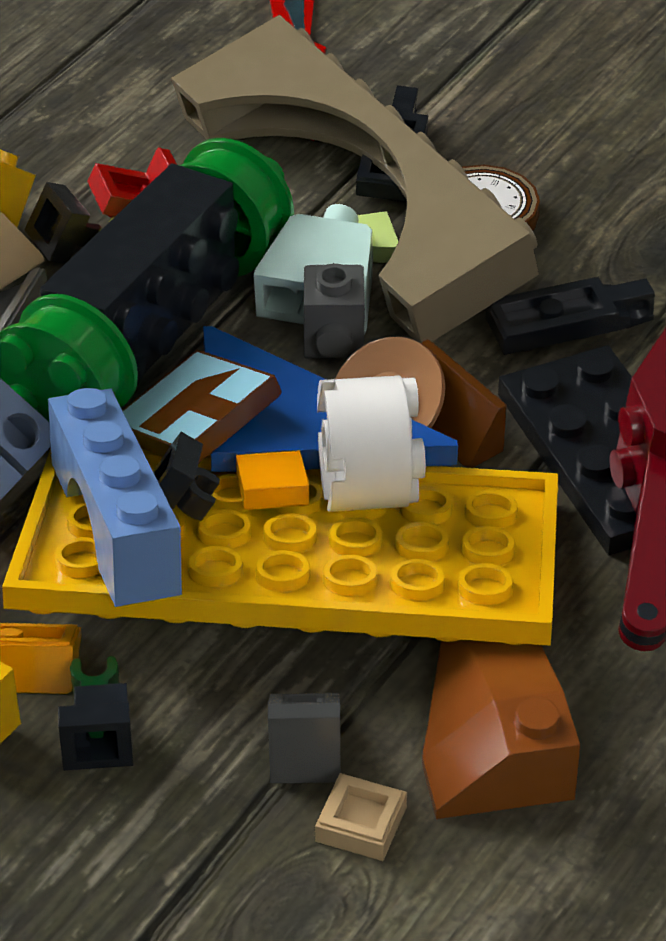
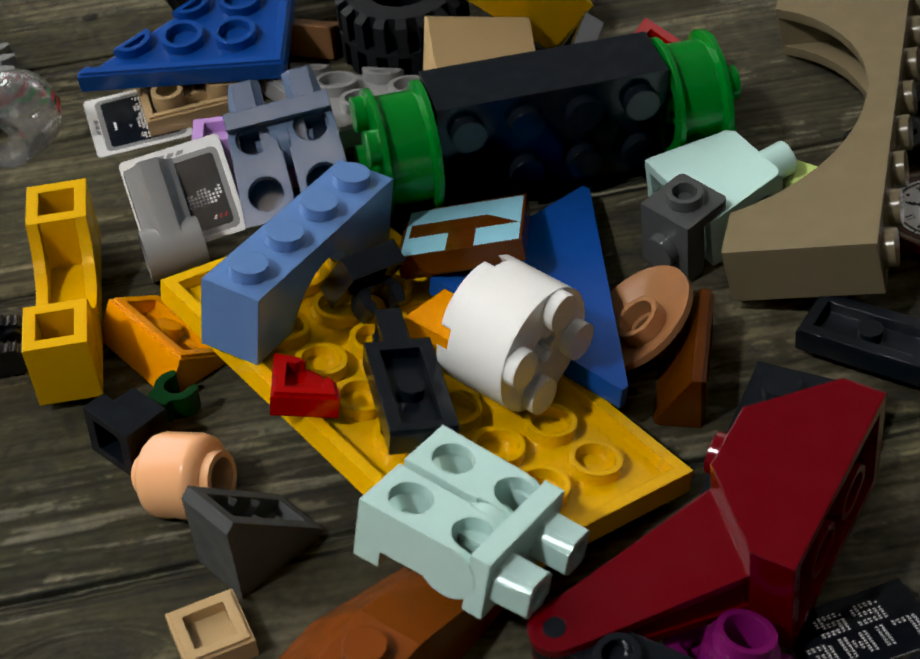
camera: 50 degrees right, 0 degrees up
(196, 724) = (176, 461): none -> light nougat head
(250, 589) = (301, 391): none -> red tile
(324, 530) = (405, 384): none -> black hinge
(520, 583) = (470, 526): none -> light aqua hips

